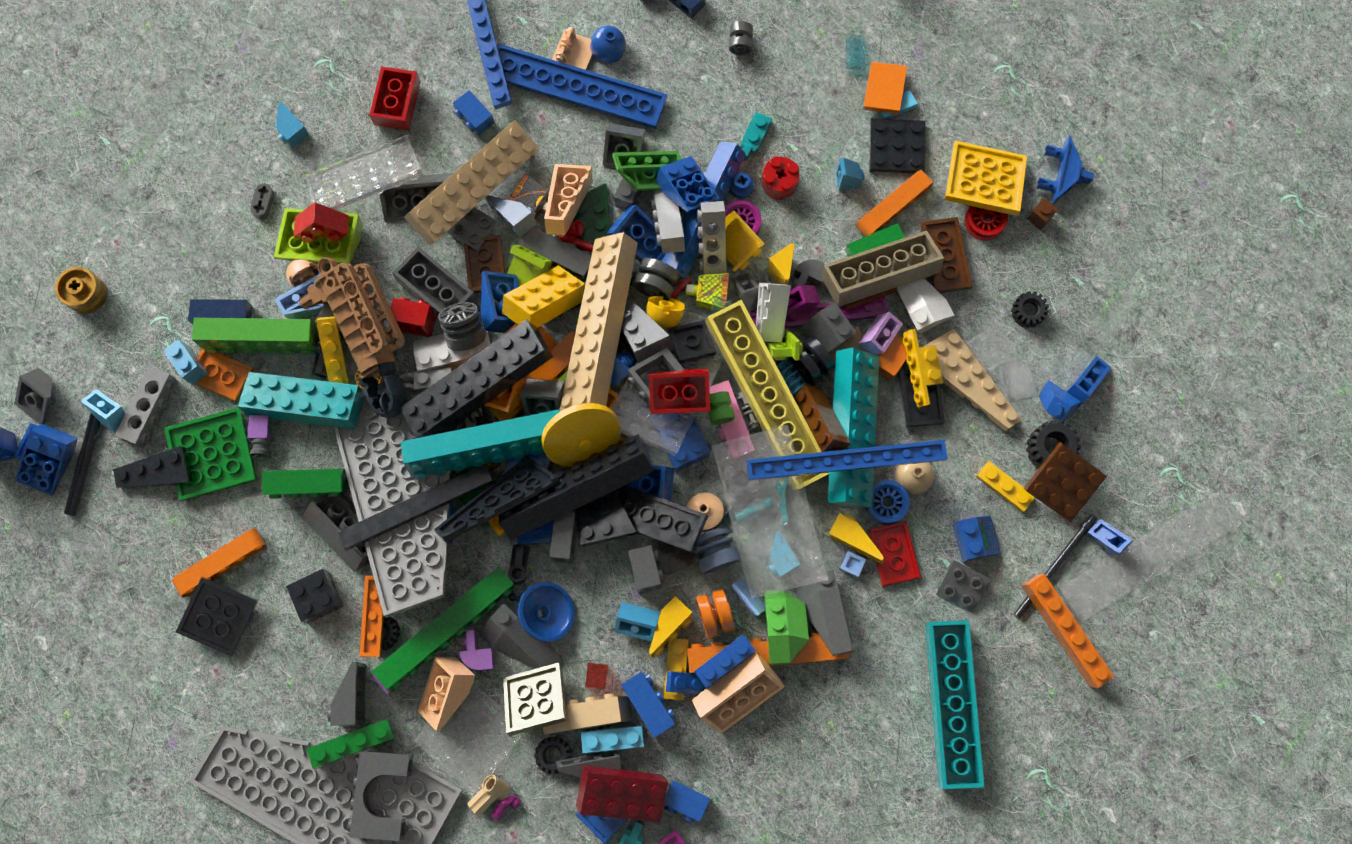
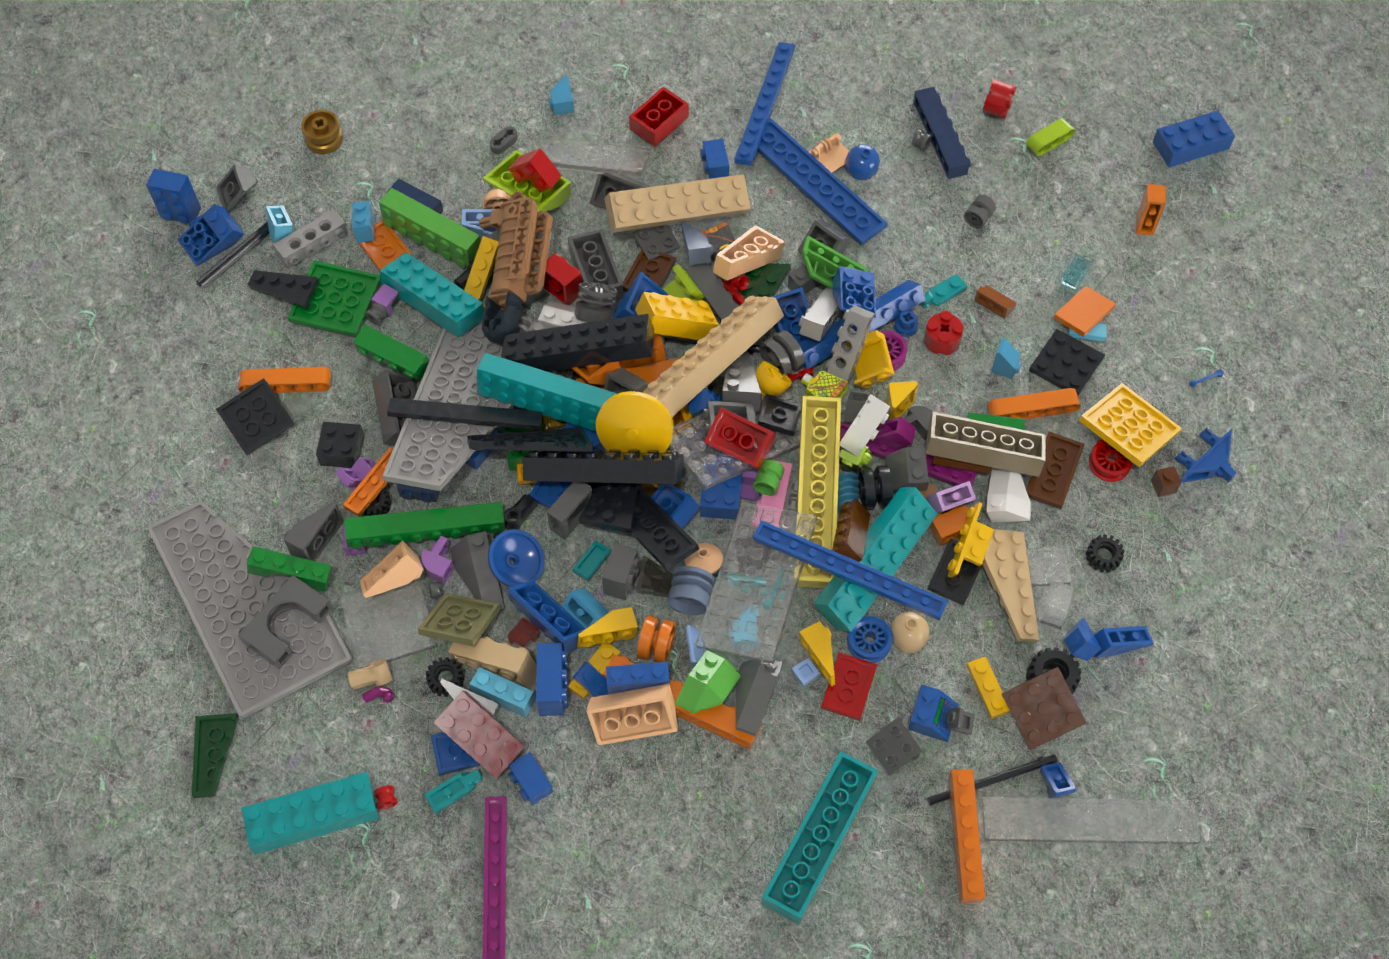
camera: 30 degrees right, 15 degrees down
(351, 615) = (355, 475): none -> medium lavender brick
(492, 680) = (434, 589): none -> dark grey hinge
(608, 647) = (546, 614): none -> blue slope
(609, 570) = (591, 561): none -> teal tile
(703, 422) = (748, 491): none -> medium lavender panel
(803, 119) = (994, 301): none -> dark orange panel
(1003, 532) = (960, 721): none -> dark grey bracket
(1026, 84) = (1219, 373): none -> blue hinge

